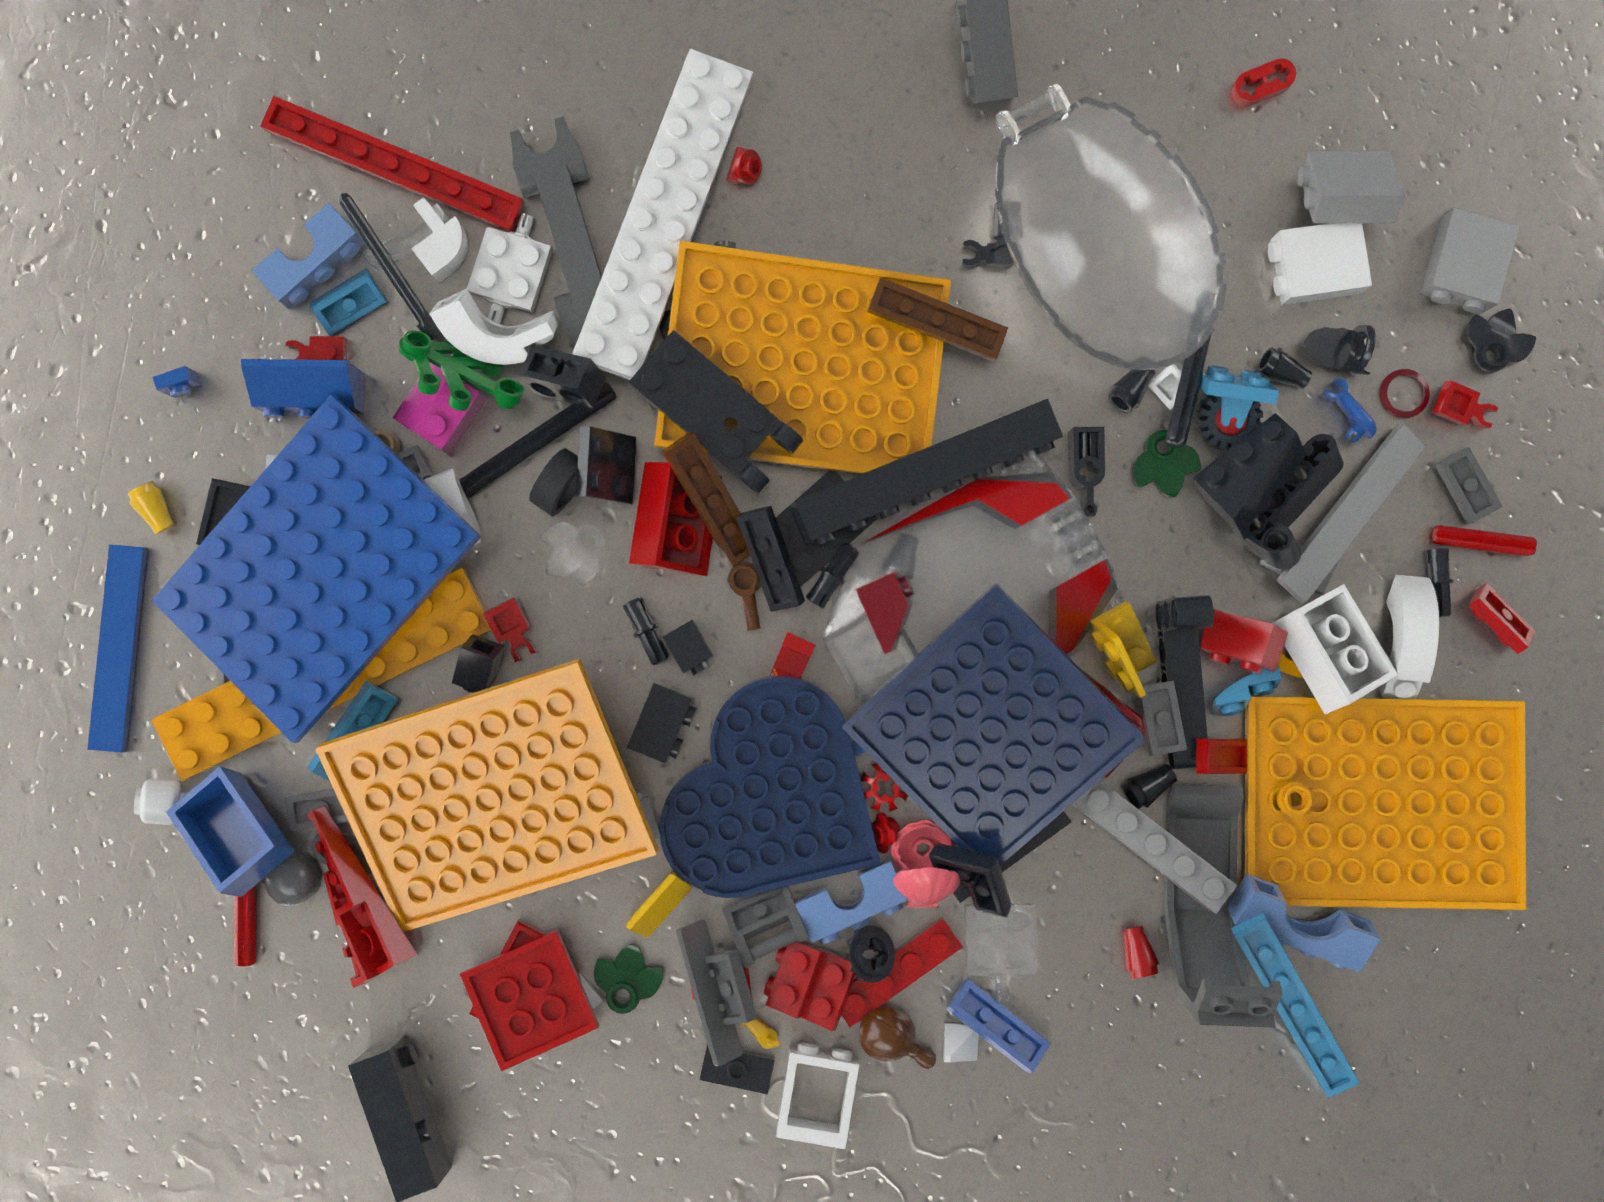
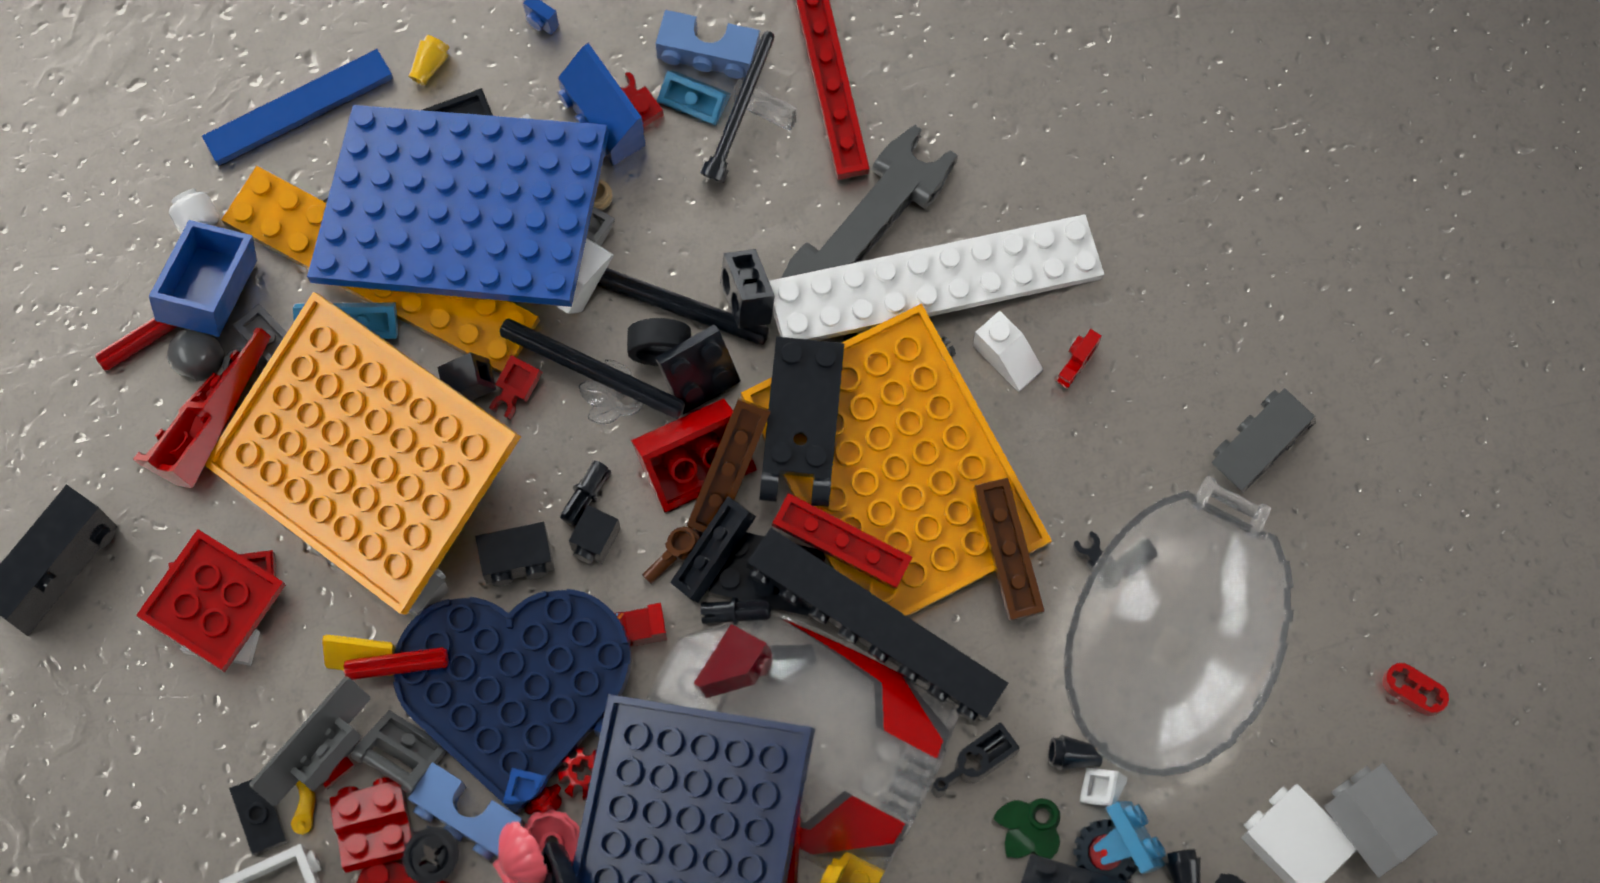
camera: 55 degrees right, 15 degrees down
(421, 350) = (691, 168): green plant -> none
(434, 417) = (656, 218): dark pink slope -> none
(446, 247) = (787, 137): white brick -> none
(485, 340) = (735, 214): white arch -> none
(510, 269) = (806, 197): white plate -> none
(542, 554) = (592, 368): none -> black axle
(630, 974) = (284, 672): dark green plate -> none
(690, 881) = (396, 663): none -> red axle
(744, 166) = (1025, 318): red plate -> none
(765, 199) = (1007, 351): none -> white slope
(808, 139) = (1081, 351): none -> red plate
(839, 450) = (842, 541): none -> red plate
(865, 843) = (523, 786): none -> blue tile
(1186, 397) = (1116, 792): black axle -> none

